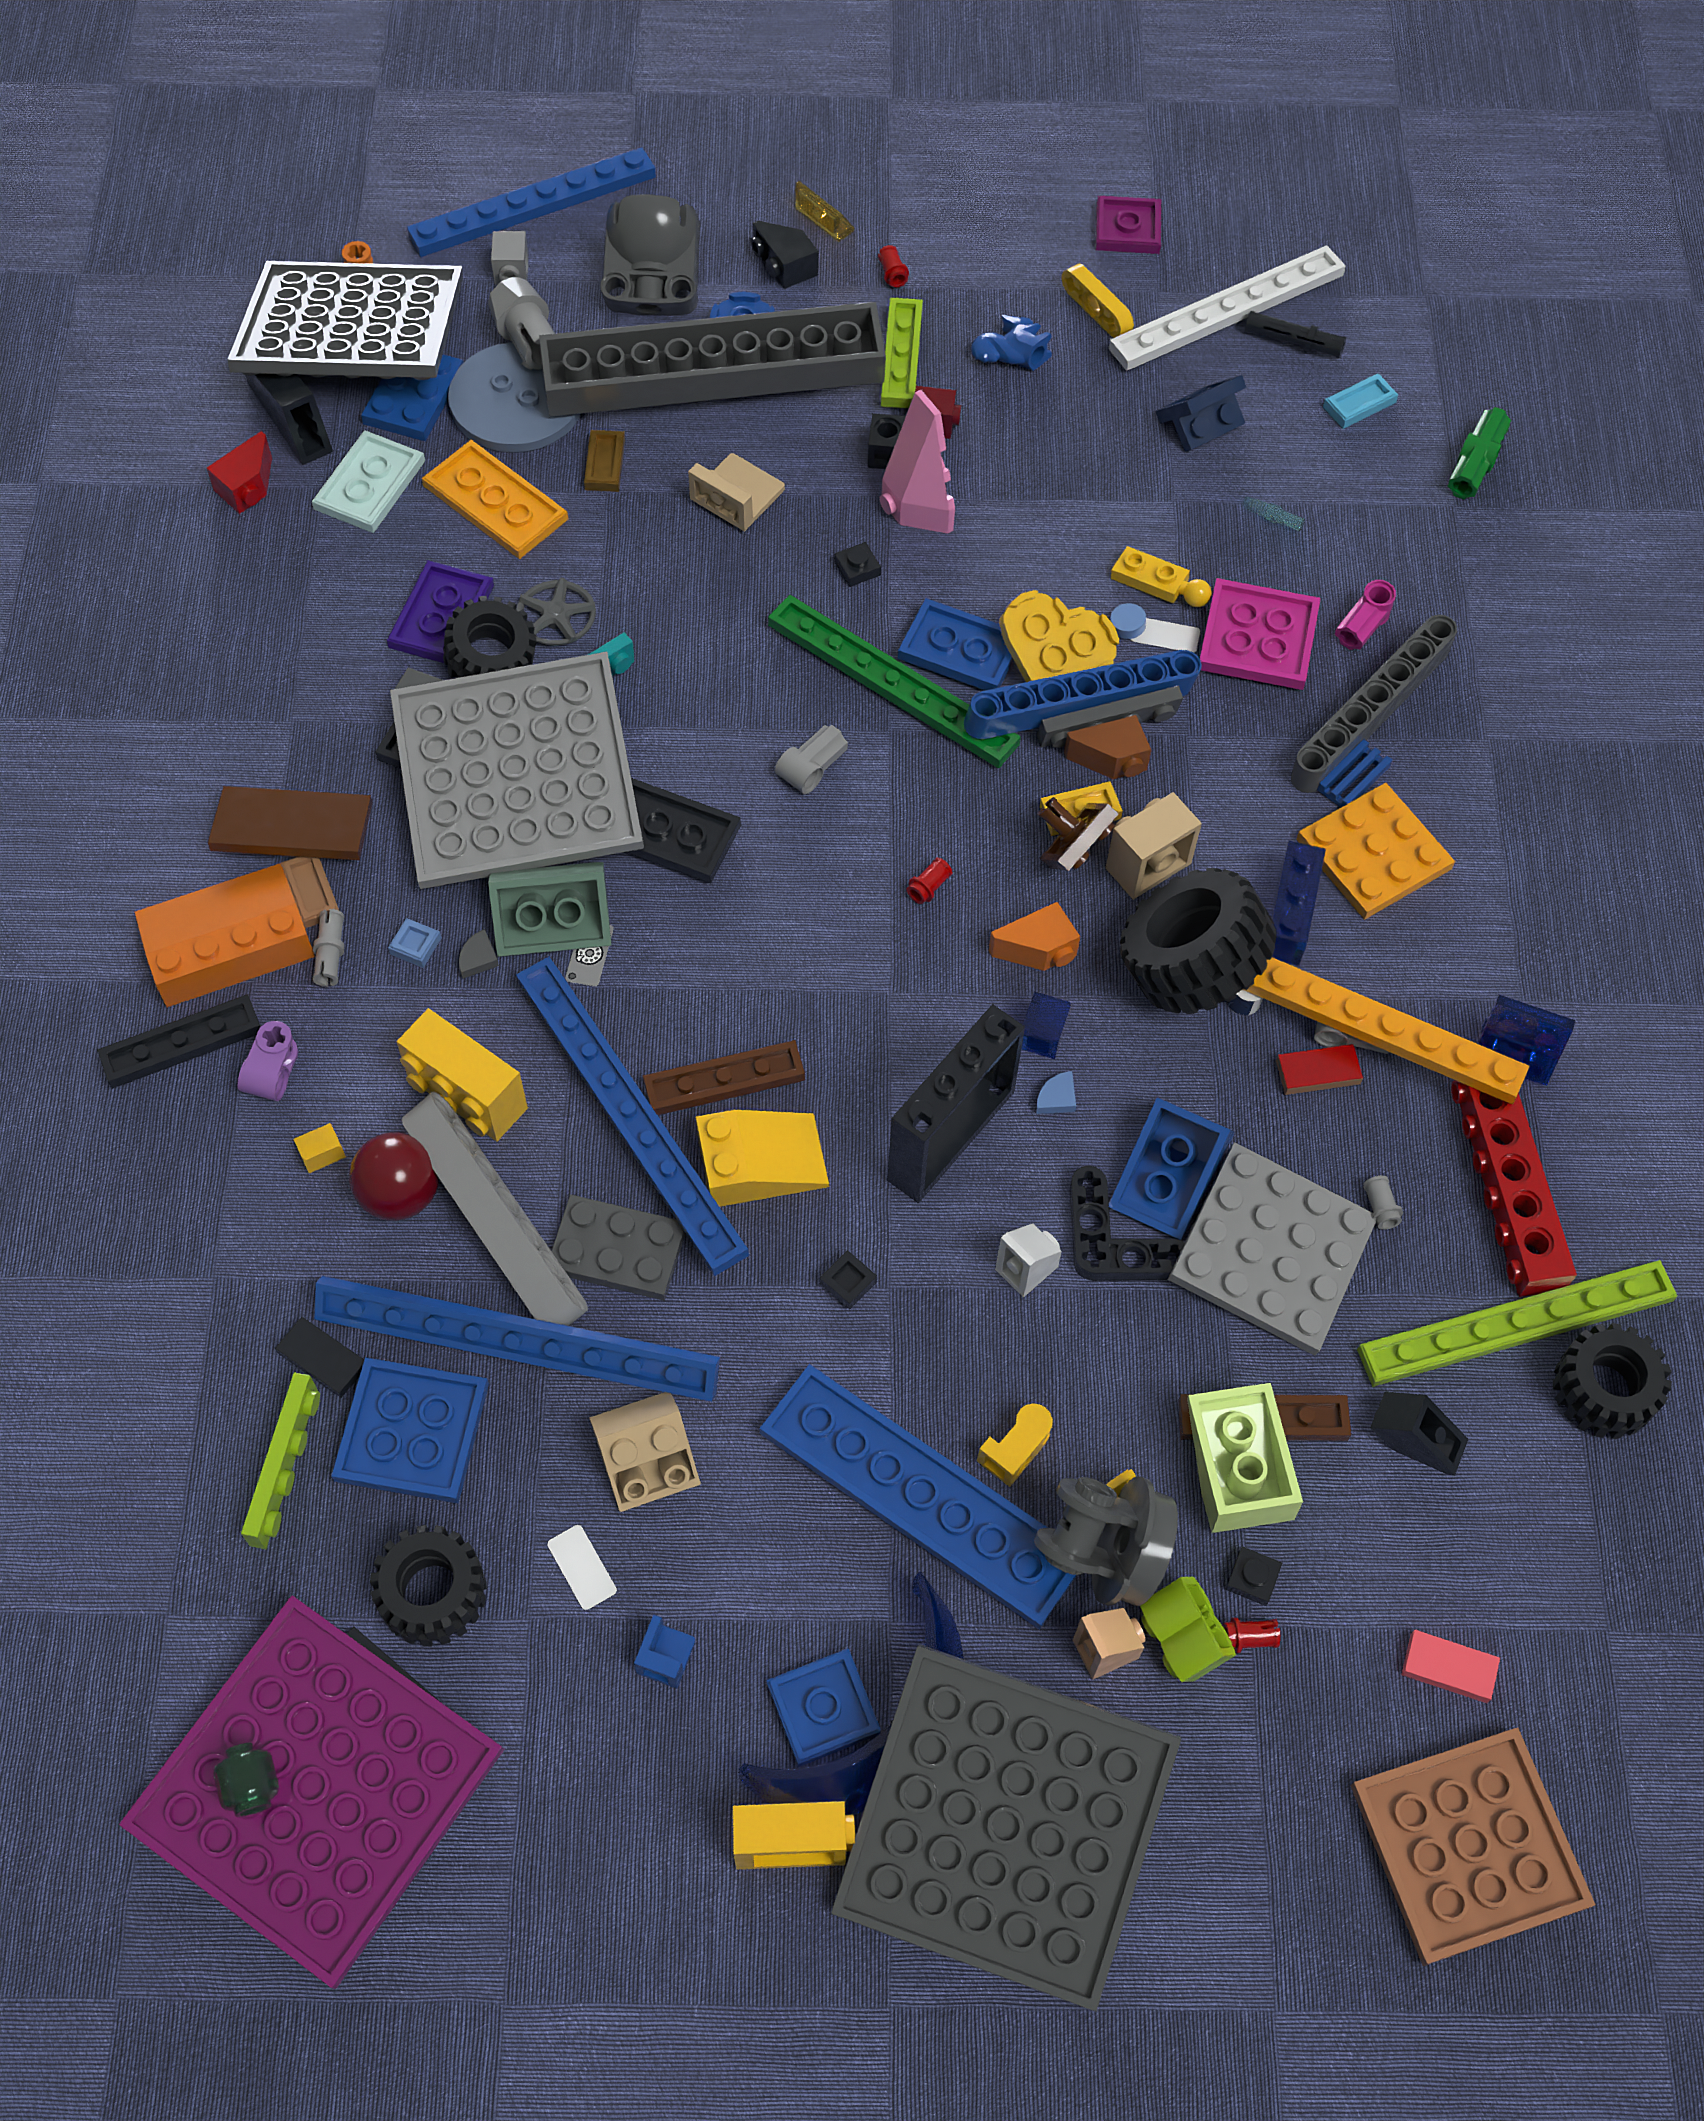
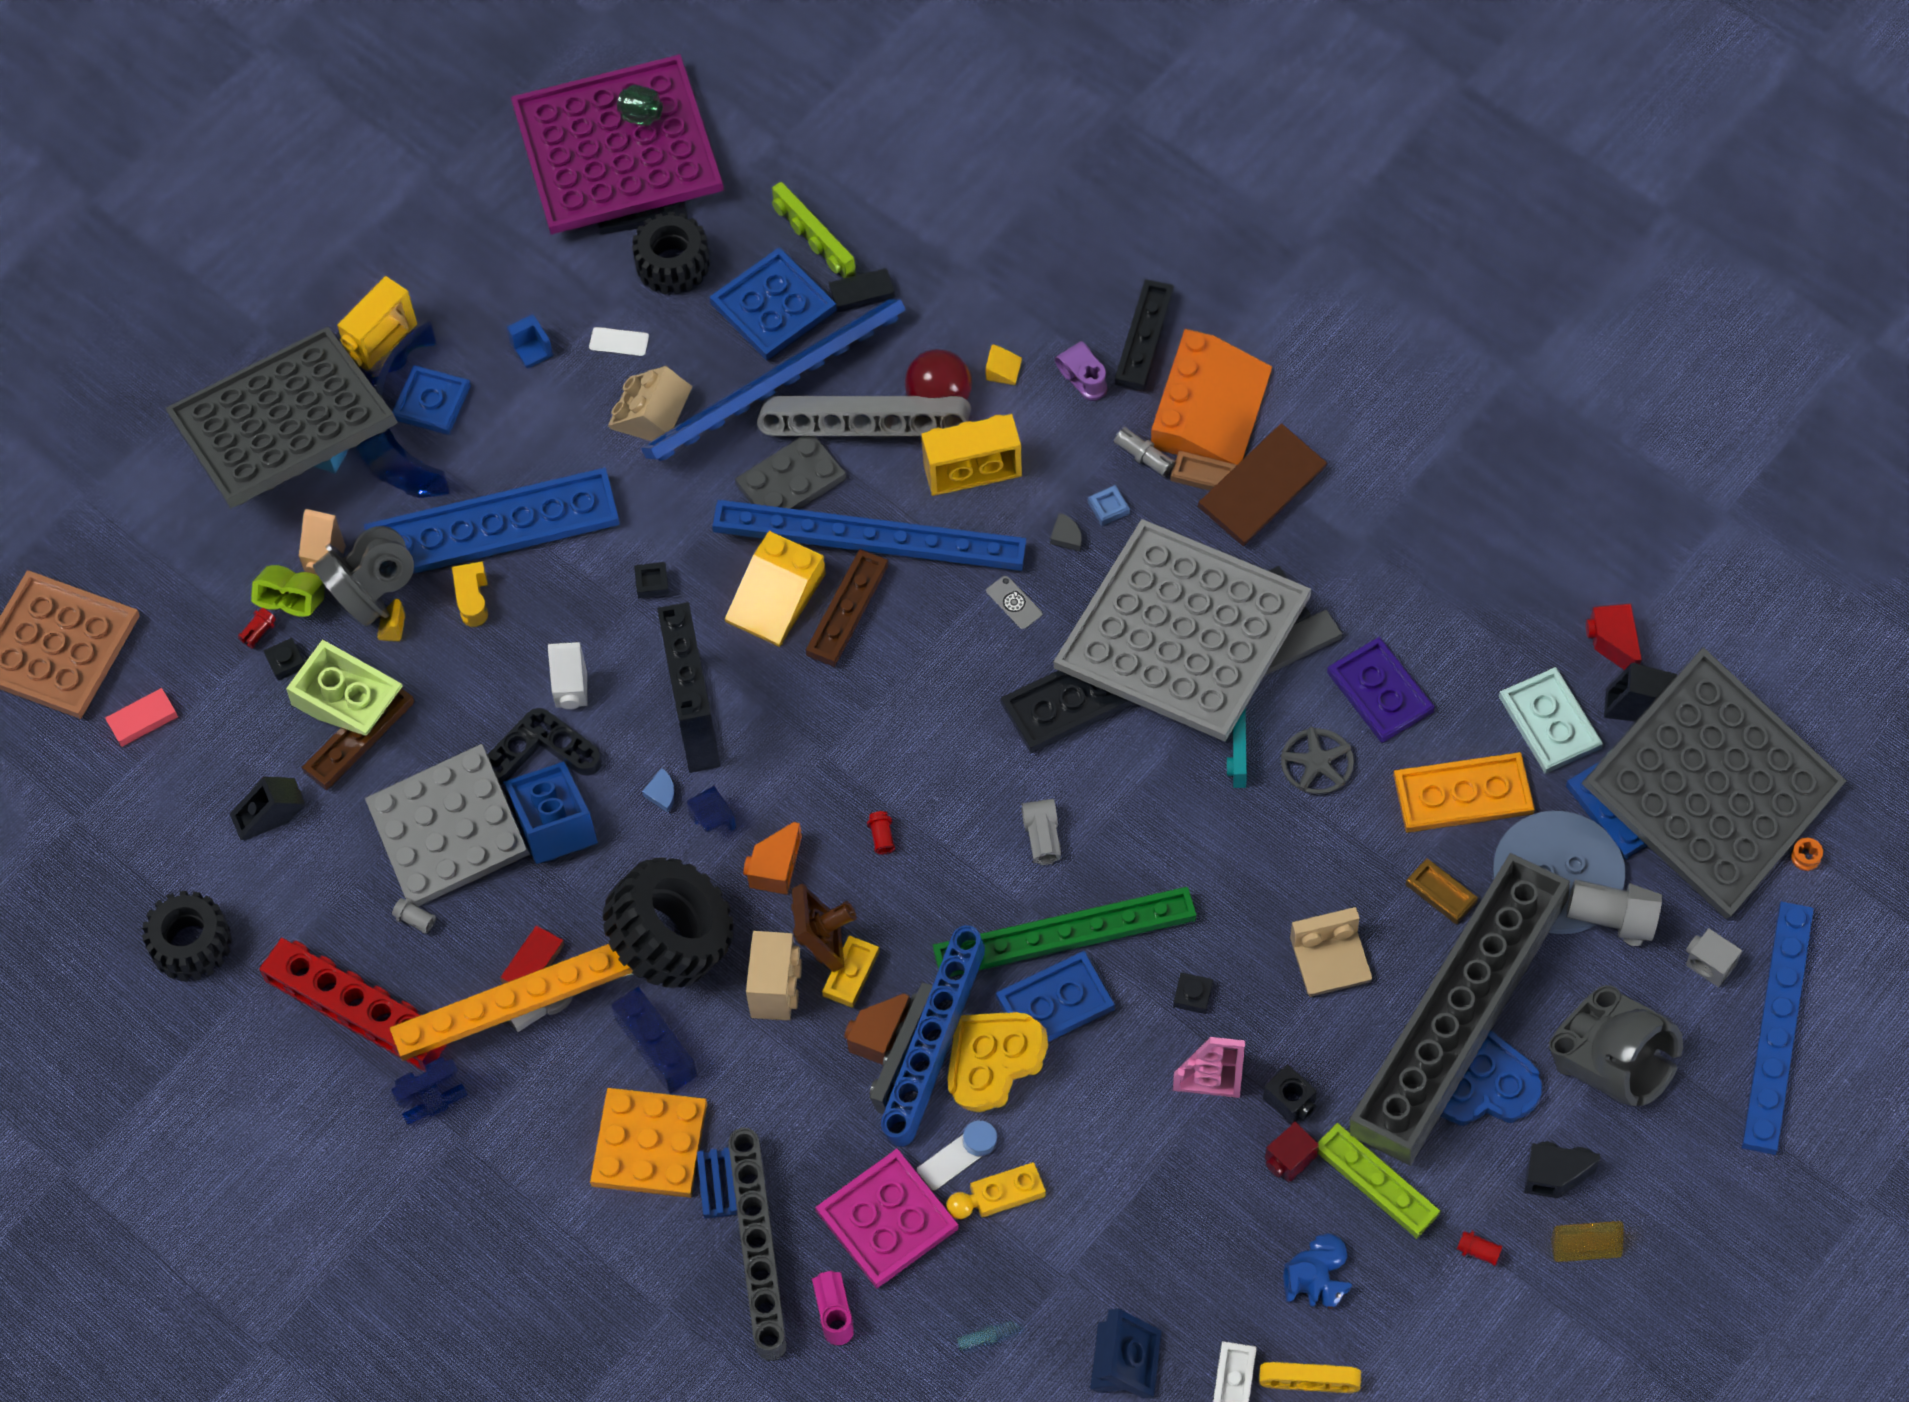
camera: 135 degrees right, 0 degrees up
(492, 621) = (1305, 660): black tyre -> none
(550, 909) = (1061, 591): sand green slope -> none
(1516, 1323) = (275, 923): lime tile -> none

